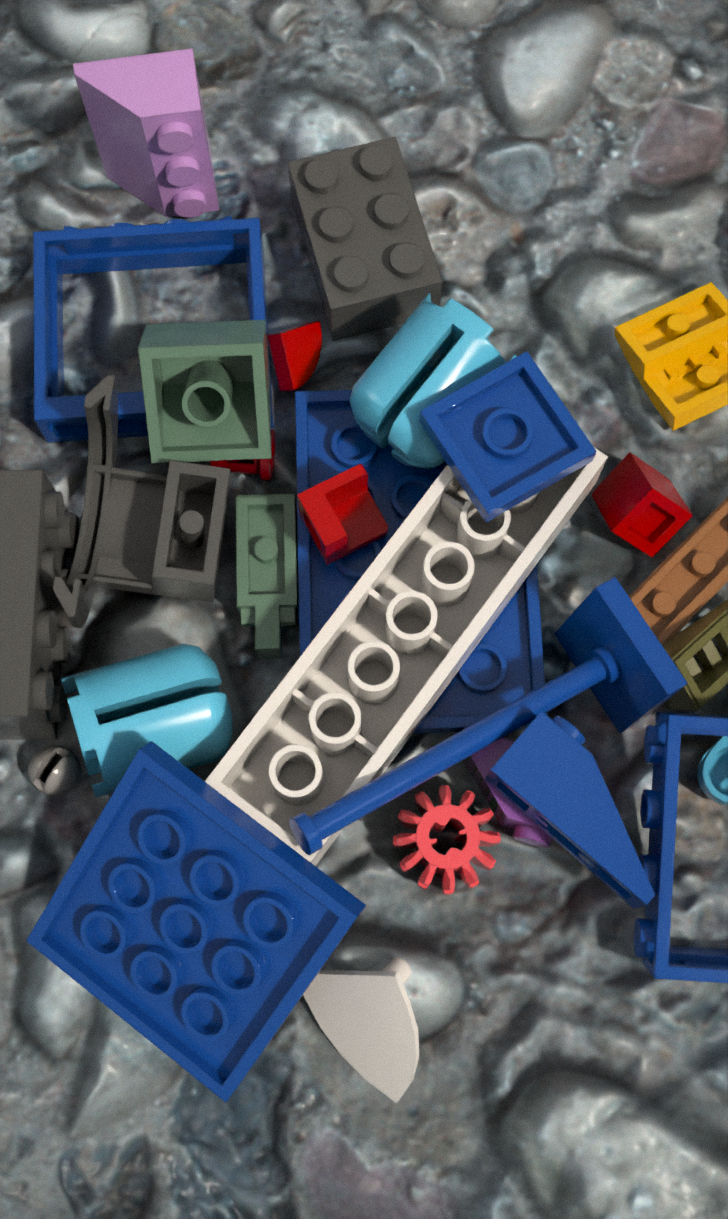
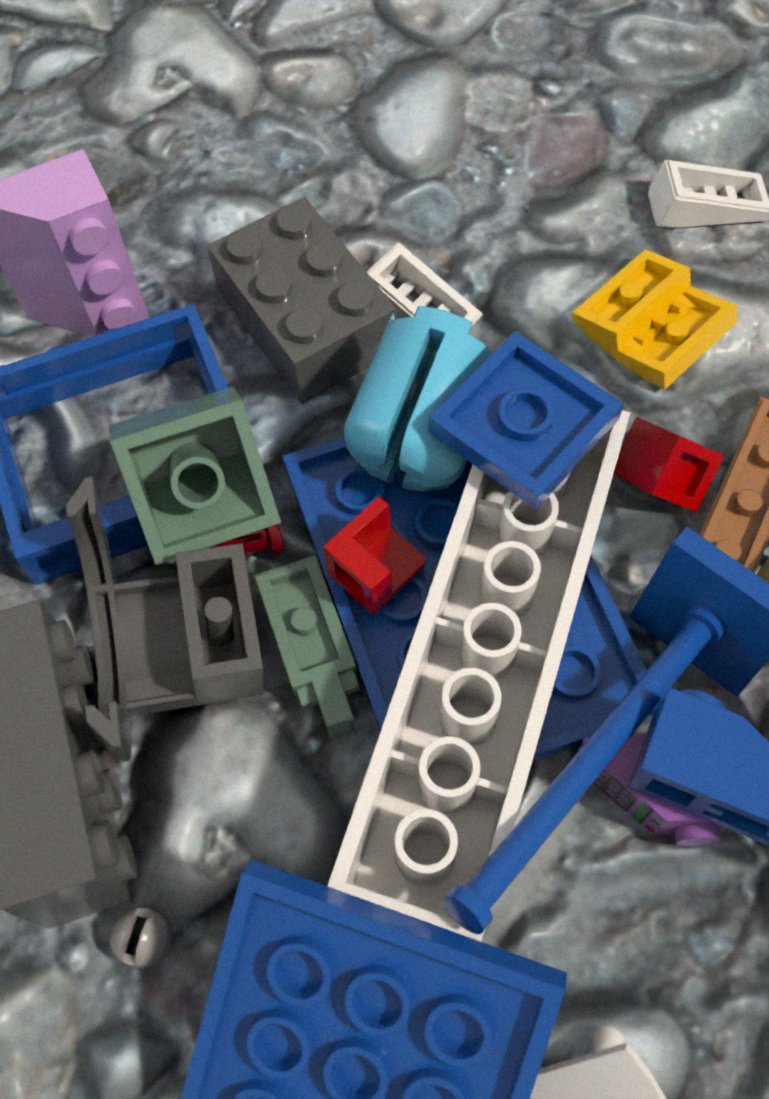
camera: 15 degrees left, 10 degrees down
(149, 698) = (220, 822): medium azure cylinder -> none
(296, 354) = (272, 423): red tile -> none
(437, 819) = (628, 892): coral gear -> none
(480, 245) = (415, 276): none -> white slope

